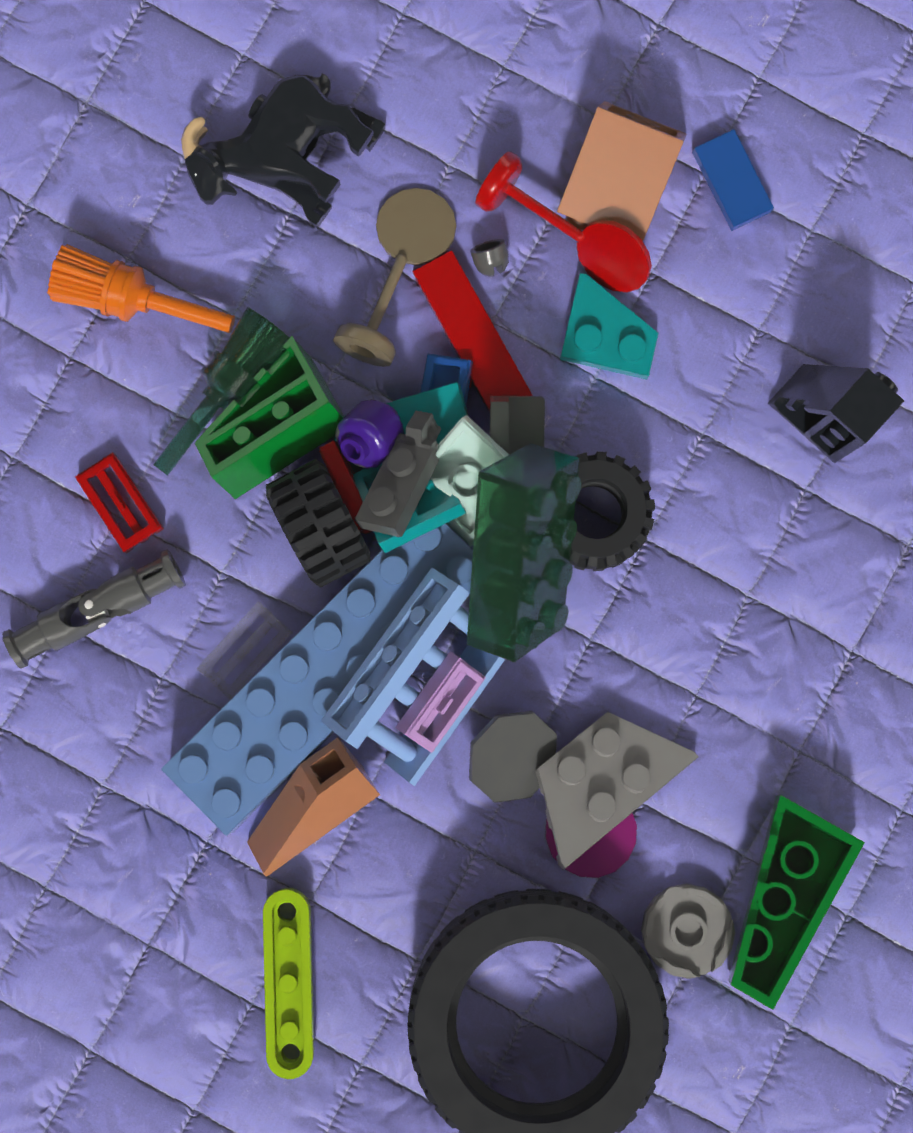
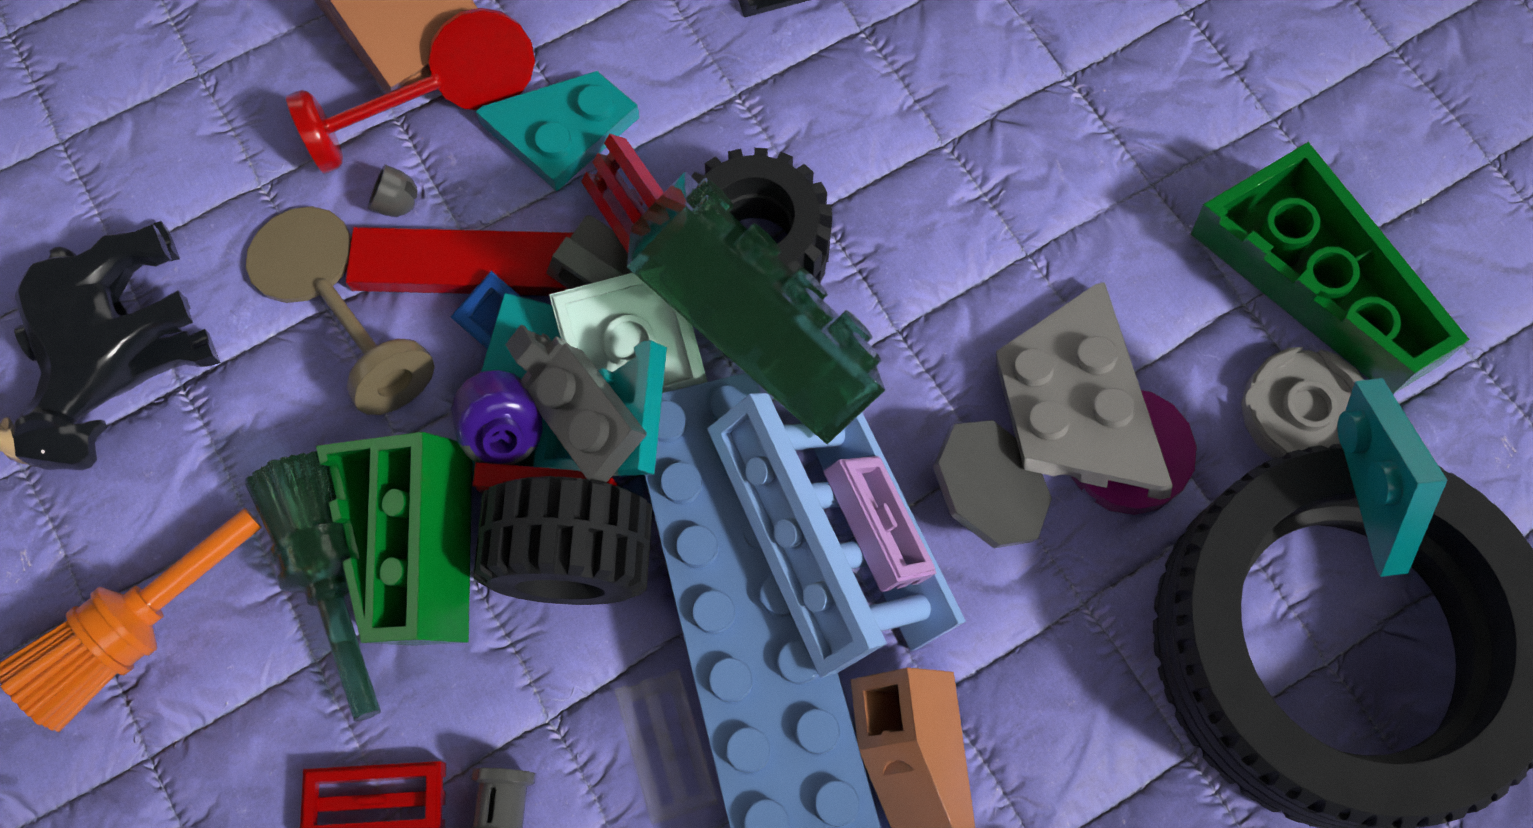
camera: 60 degrees left, 15 degrees down
(569, 413) = (611, 193): none -> red tile
(626, 993) = (1390, 473): none -> teal wing

